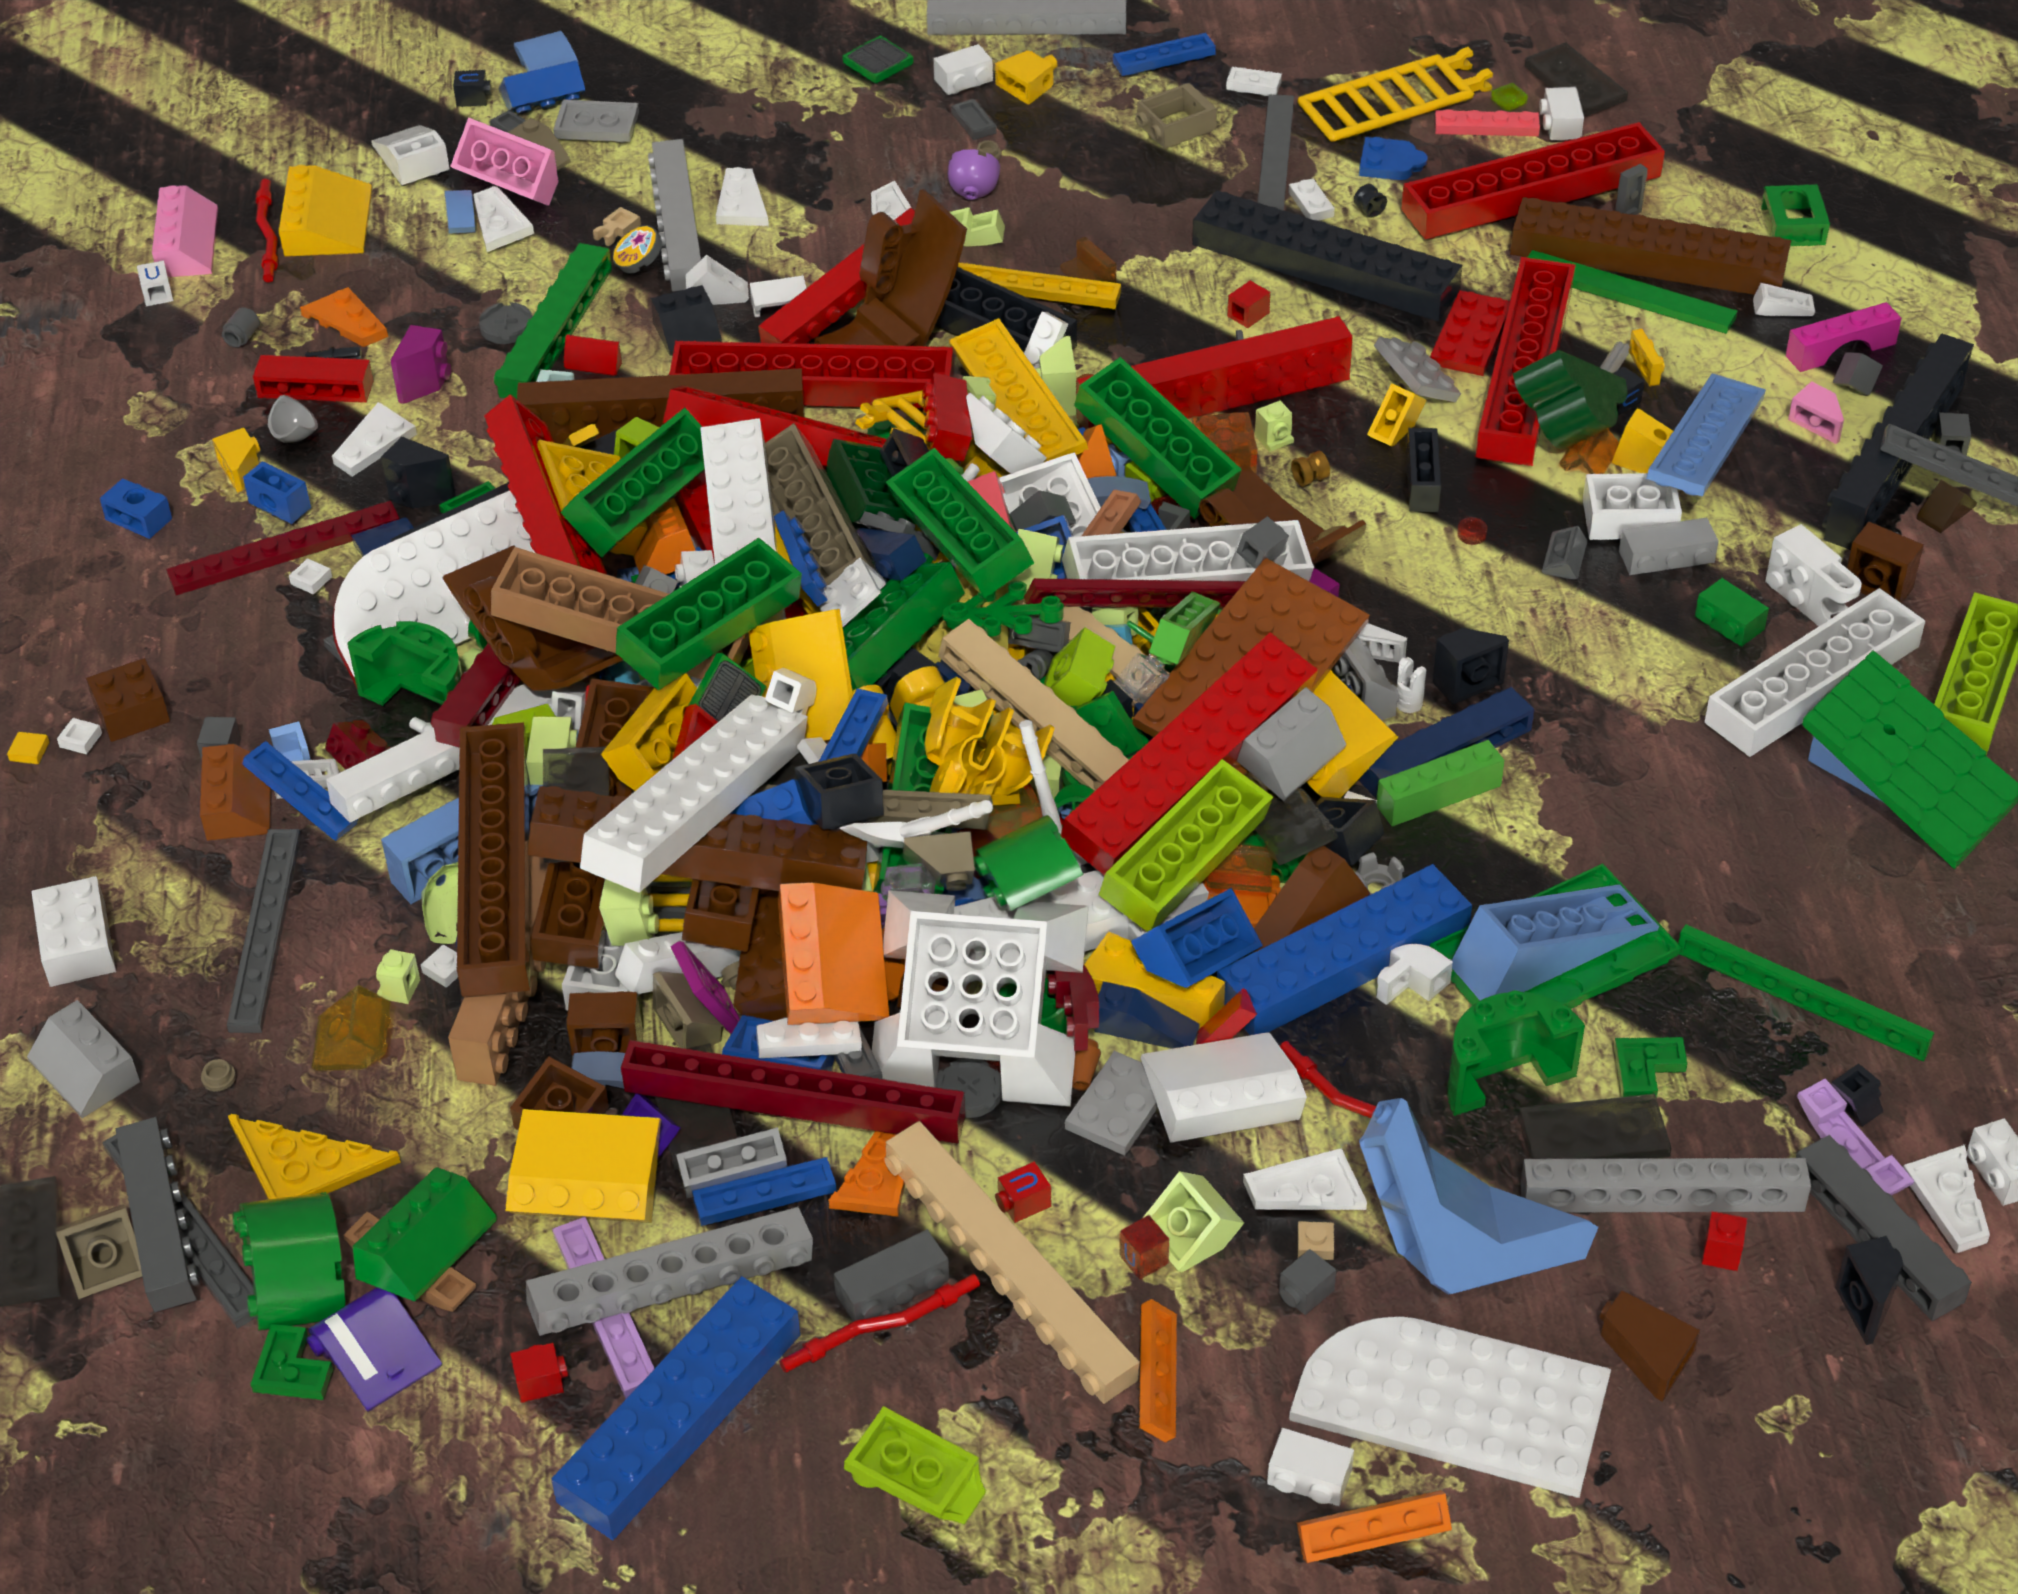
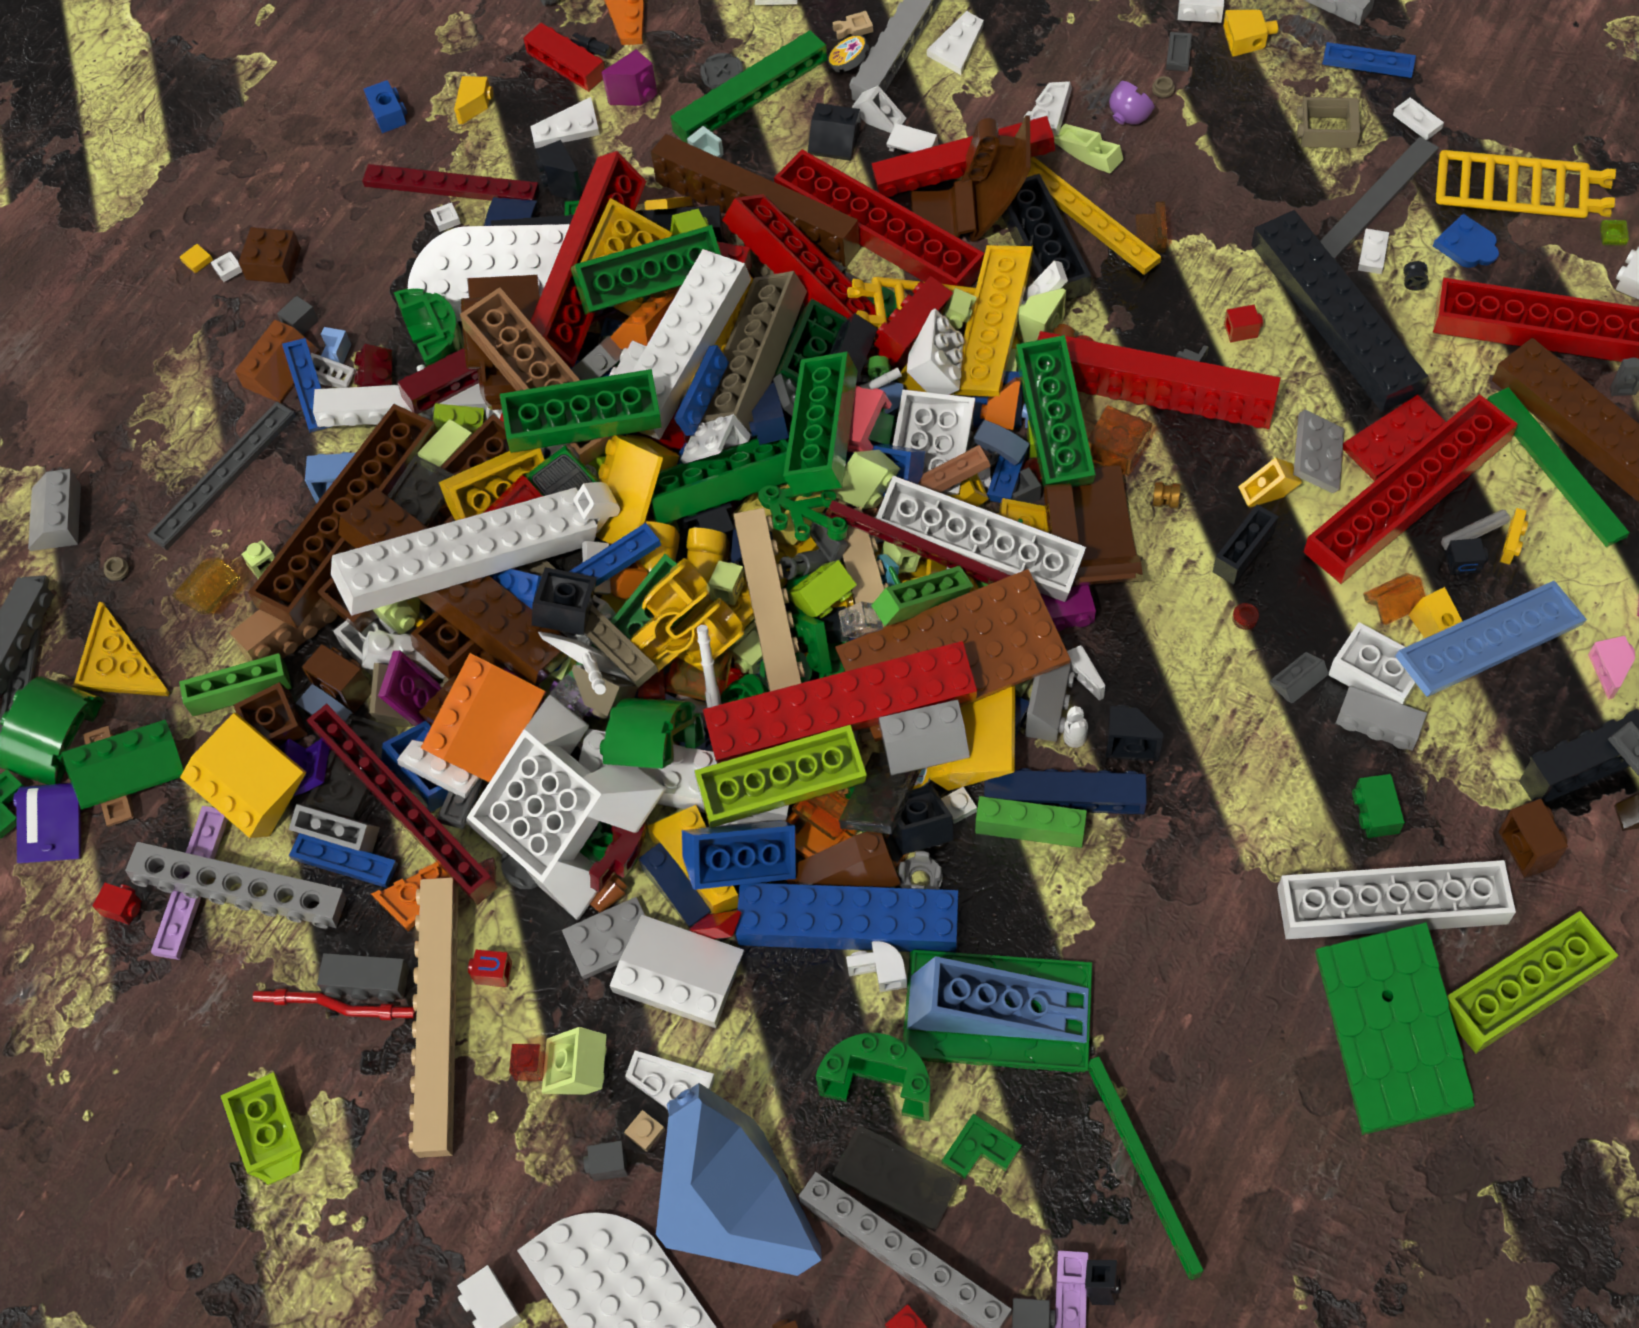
camera: 40 degrees right, 15 degrees up
(73, 931) = (114, 413): white brick -> none
(277, 492) = (470, 140): blue brick -> none
(290, 420) = (524, 85): light grey helmet -> none
(482, 1099) = (233, 684): none -> bright green brick
(592, 355) = (752, 129): red slope -> none
(676, 1408) = (170, 984): blue brick -> none
(1040, 508) = (918, 436): dark grey slope -> none
(1158, 1371) = (462, 1160): orange plate -> none
(1262, 542) = (1036, 555): dark grey brick -> none
(1274, 426) = (1169, 443): yellowish green brick -> none
(1308, 1070) = (764, 1098): red bar -> none
(1487, 123) = (1576, 248): coral plate -> none
(1570, 397) = (1400, 551): dark green brick -> none
(1810, 575) = (1462, 813): white brick -> none

